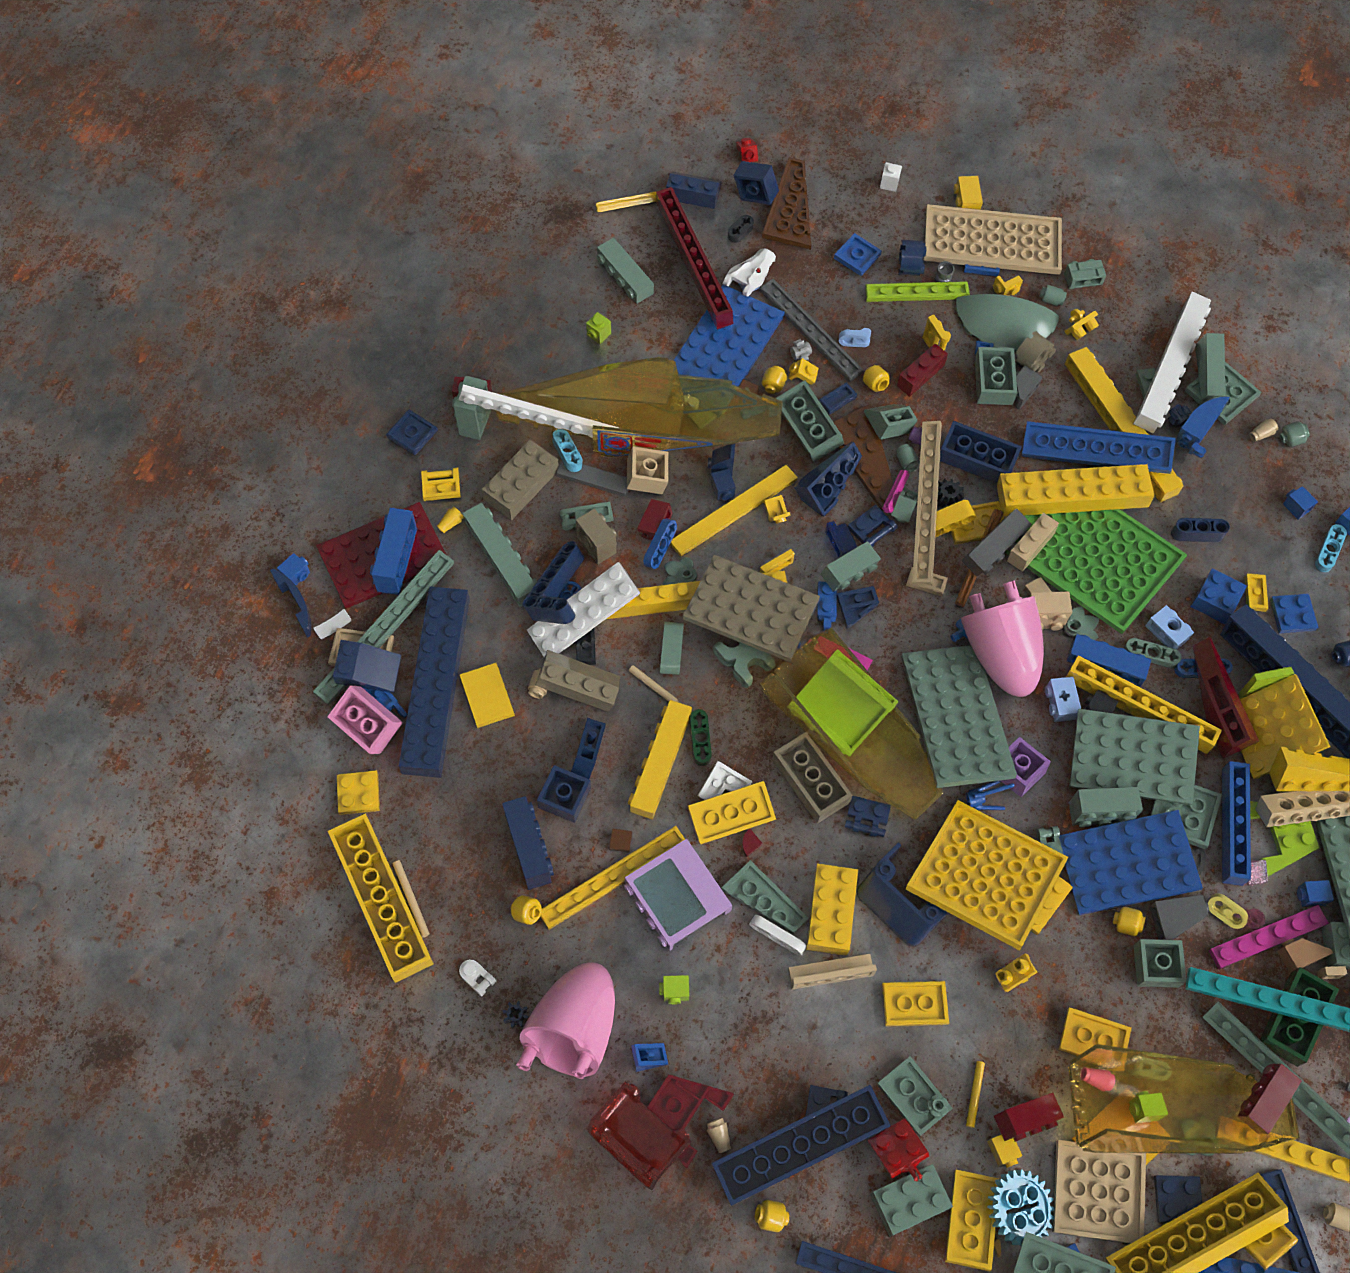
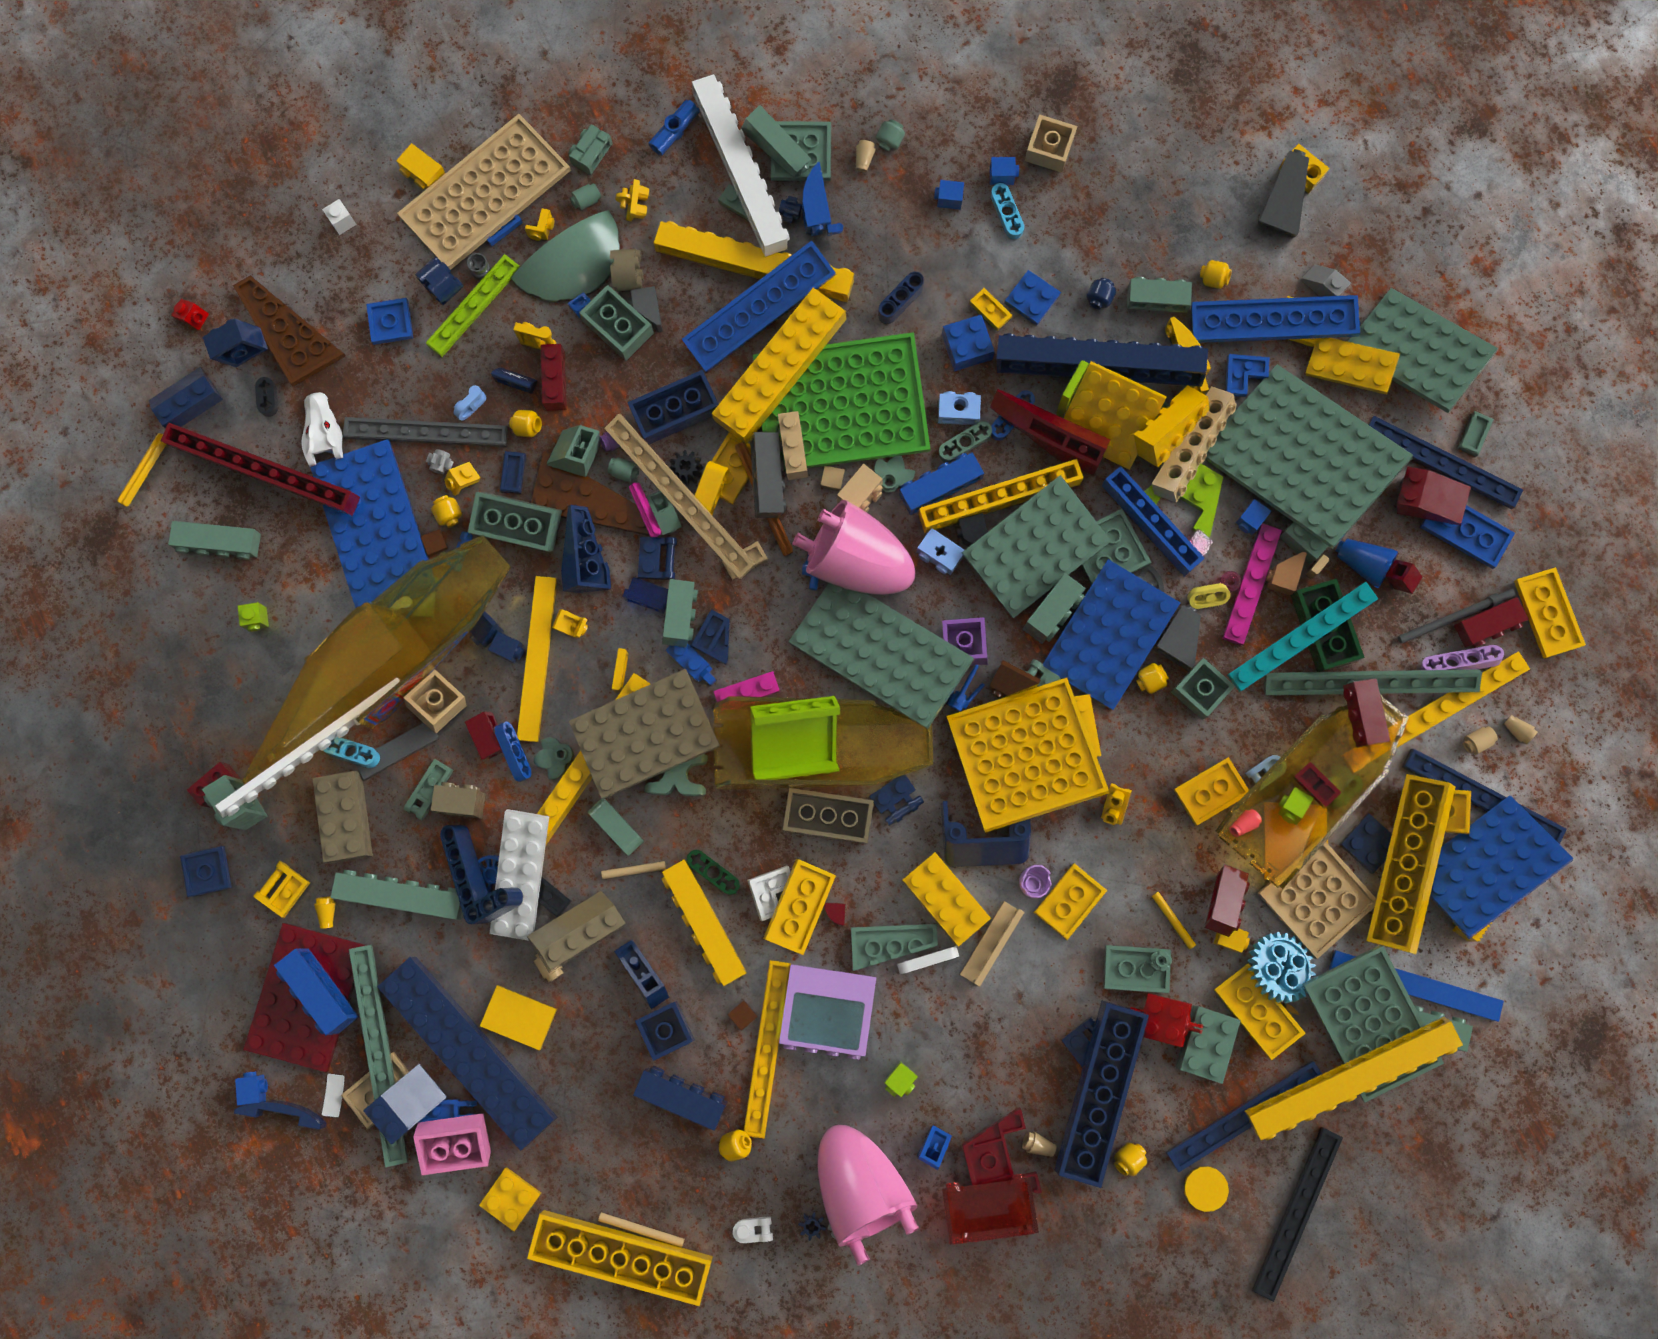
camera: 45 degrees left, 15 degrees up
(895, 351) = (514, 380): none -> dark blue slope
(905, 962) = (1035, 881): none -> lavender hair
(1027, 819) = (1011, 680): none -> reddish brown slope
(1152, 307) = (682, 118): none -> blue piece
(1180, 1110) = (1317, 785): none -> dark red brick

